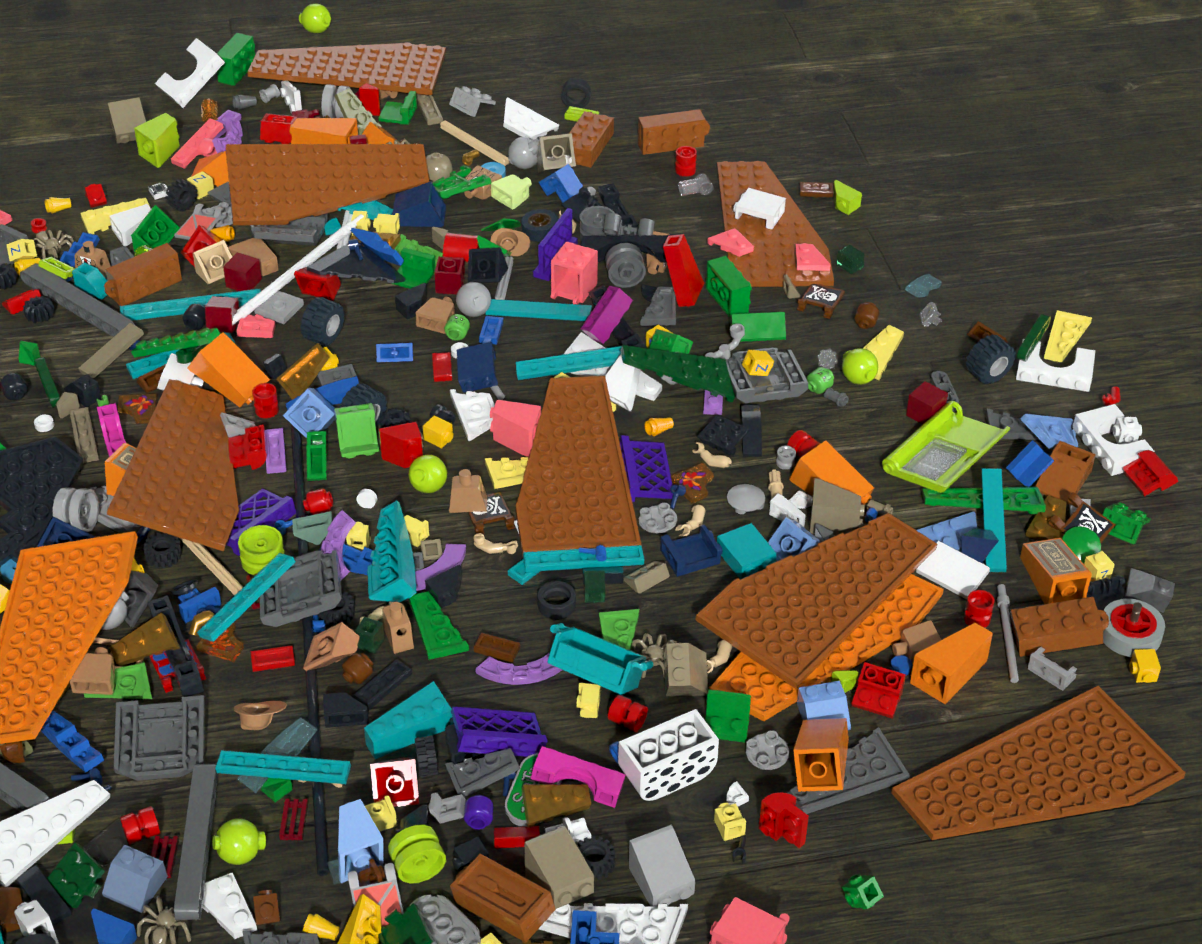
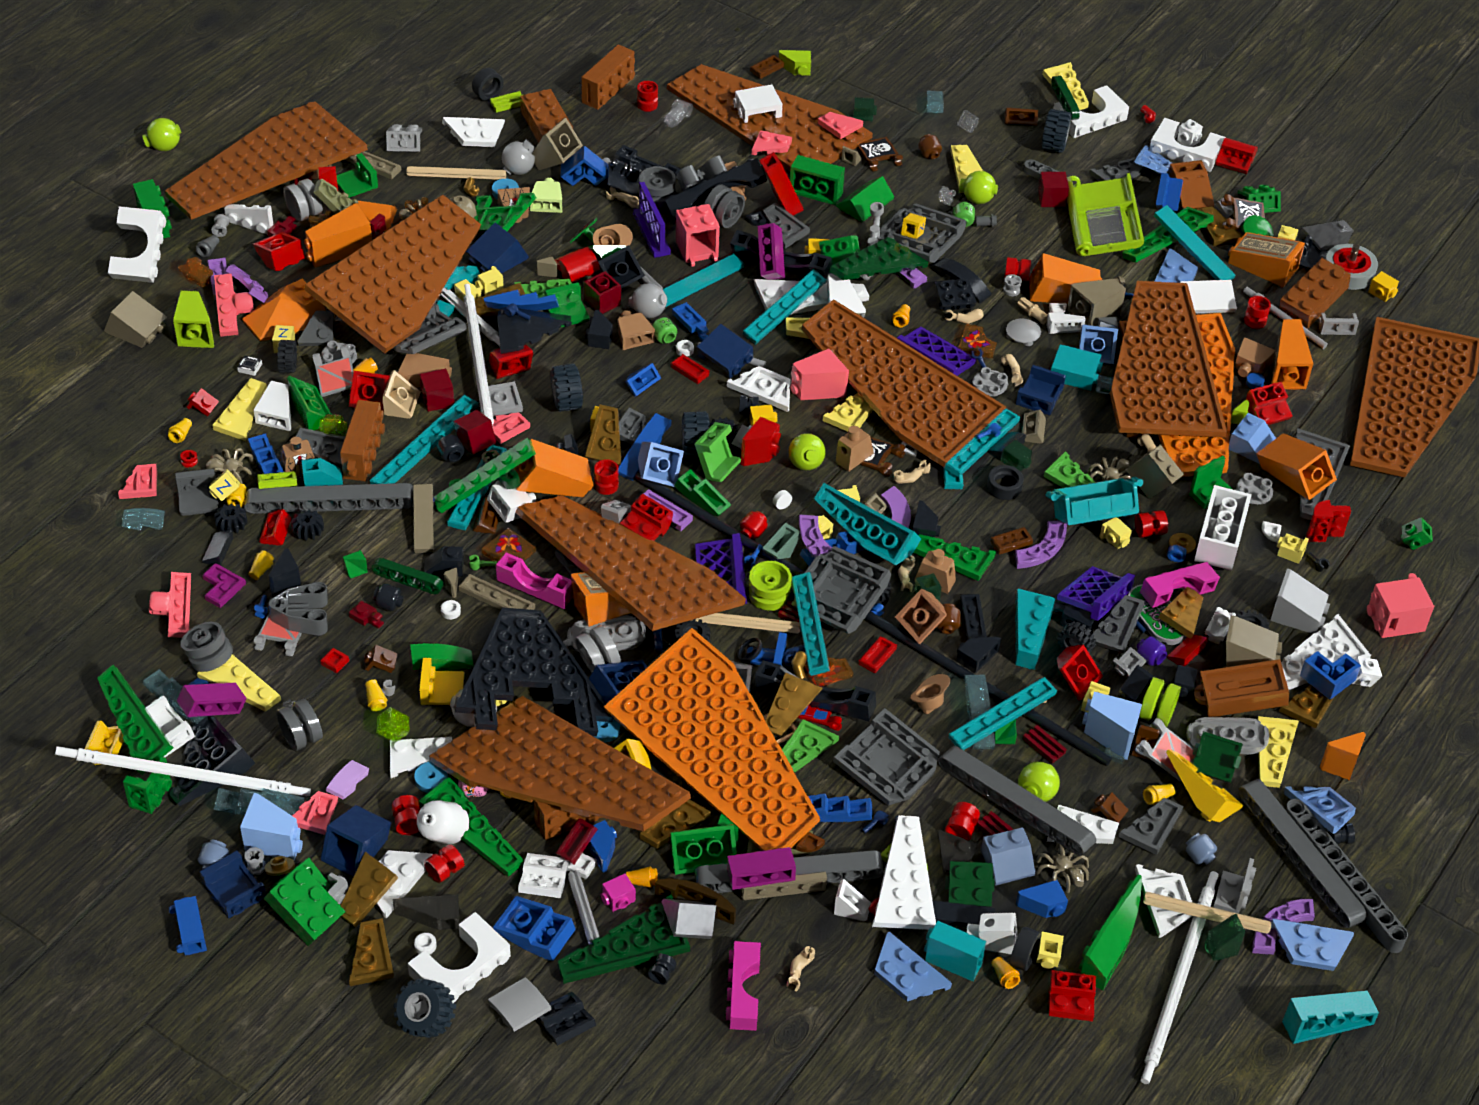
camera: 45 degrees left, 5 degrees up
(95, 674) = (795, 746): medium nougat torso -> none
(538, 223) = (608, 210): black wheel -> none
(978, 543) = (1209, 266): dark blue slope -> none

